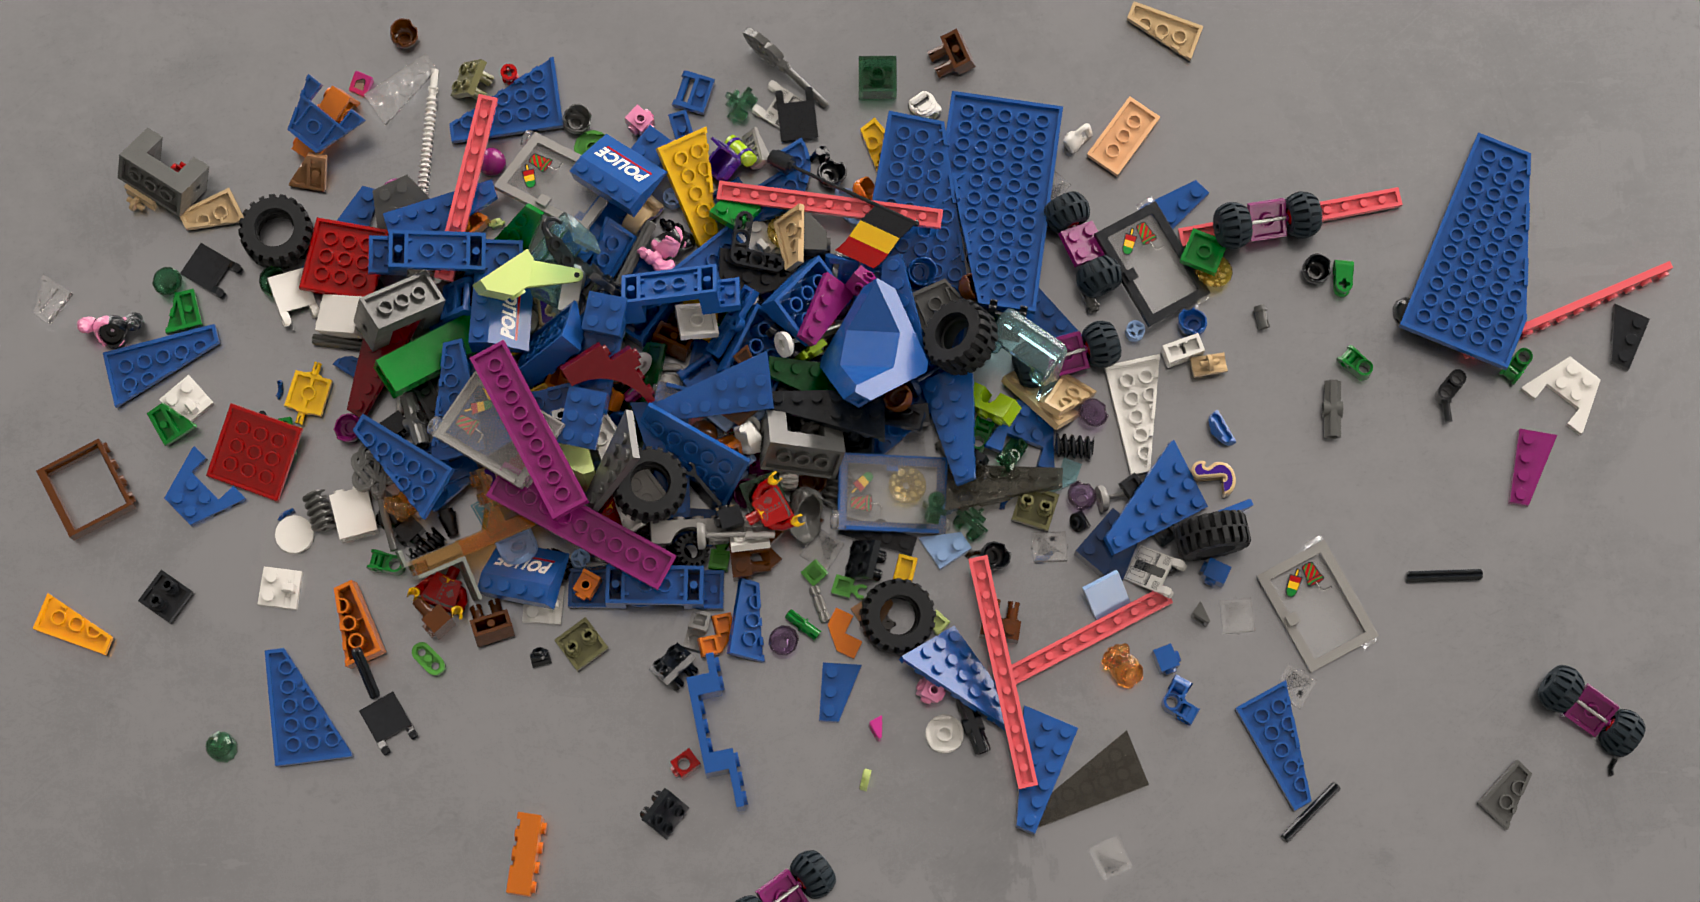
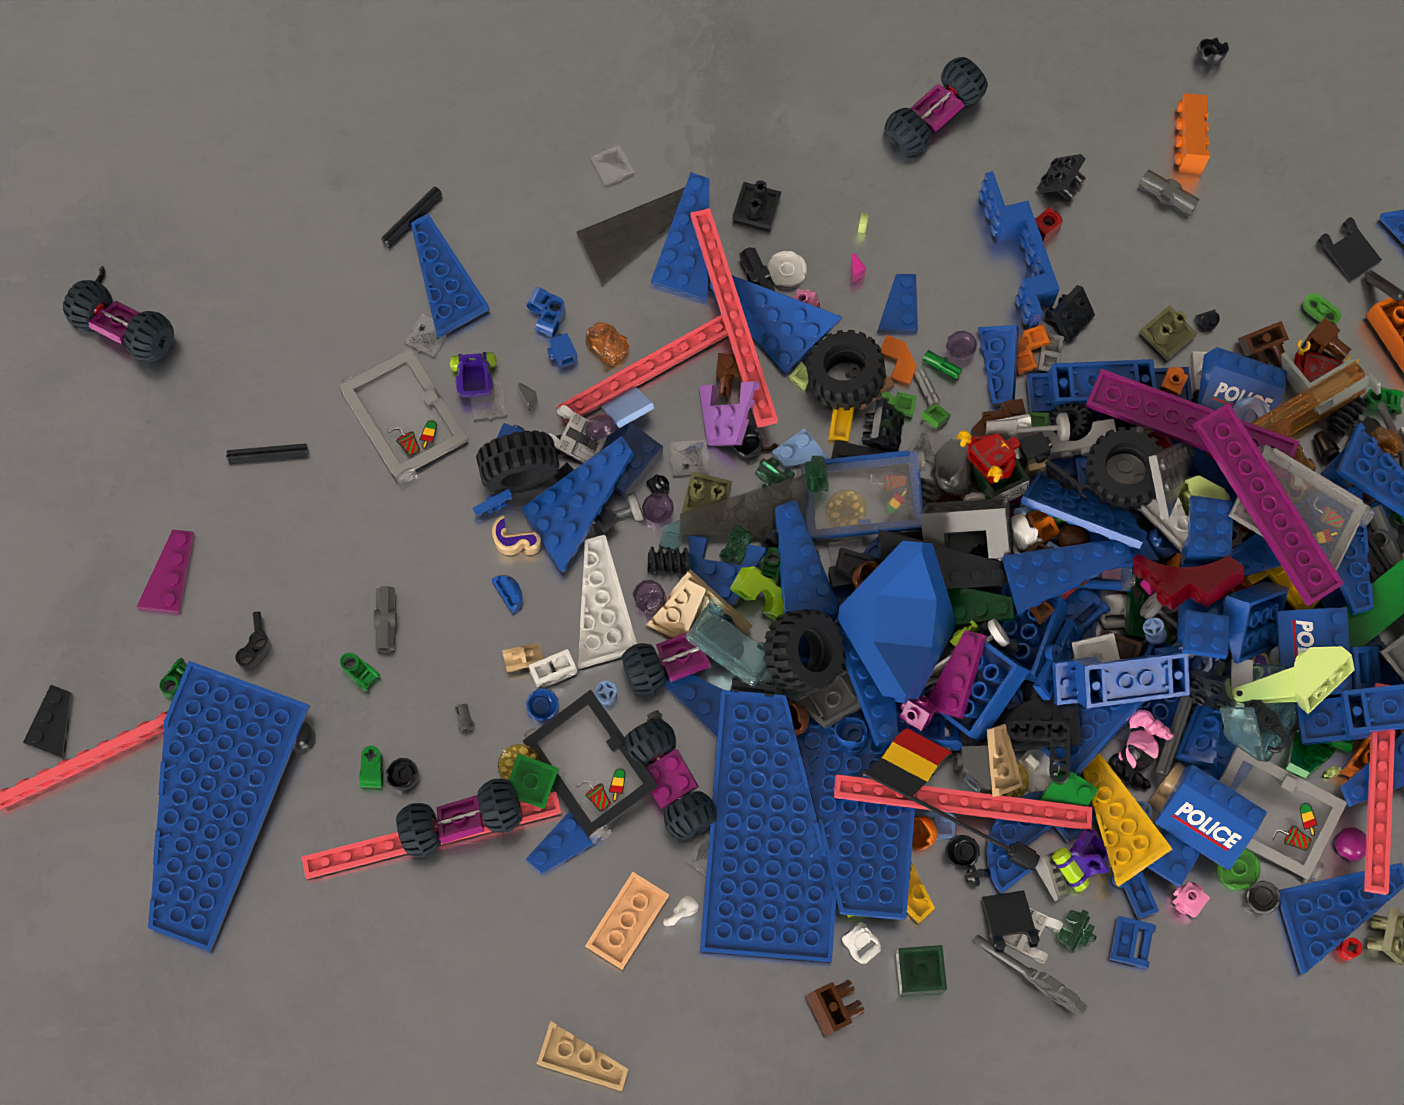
camera: 175 degrees right, 5 degrees down
(558, 793) = (1169, 191): none -> dark grey piece
(645, 343) = (1150, 628): none -> light blue wheel
(969, 802) = (757, 204): none -> black plate
(1016, 571) = (726, 423): none -> medium lavender wing
(1134, 574) = (600, 427): none -> clear purple hair
(1251, 638) = (473, 373): none -> dark purple piece
(1505, 794) = (212, 241): dark grey wing -> none
(1571, 383) = (117, 666): white wing -> none

